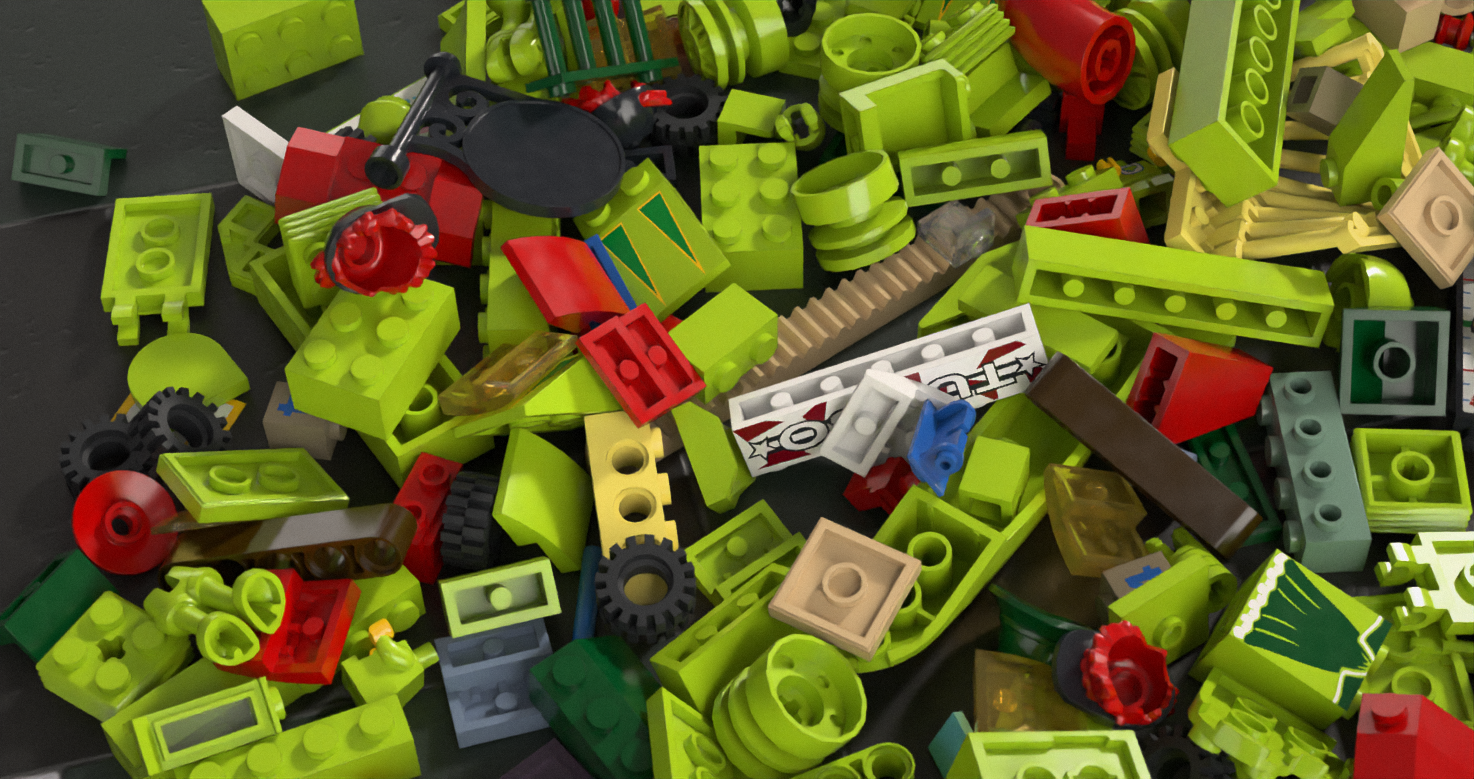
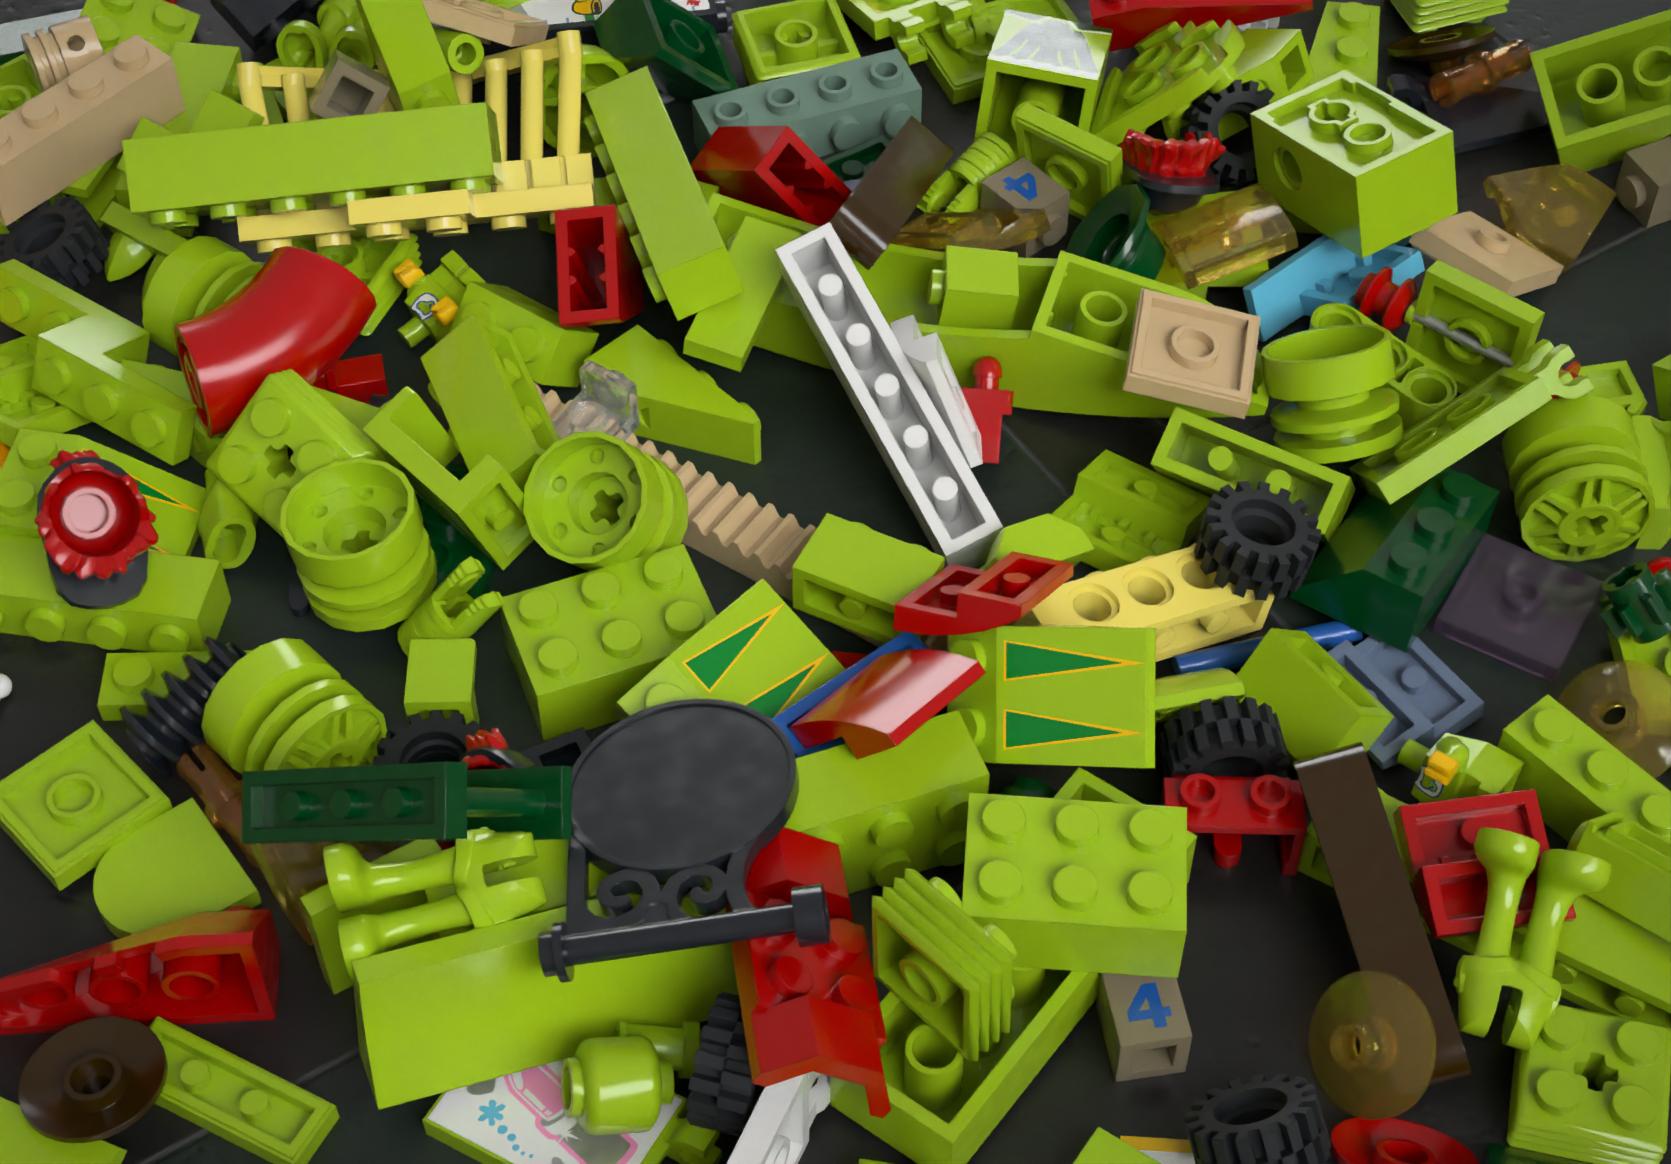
camera: 110 degrees left, 0 degrees up
(250, 484) = (1304, 998): lime tile -> none
(380, 248) = (992, 840): red hair -> none
(505, 374) = (1060, 713): clear yellow slope -> none
(940, 442) = (998, 299): blue hinge -> none

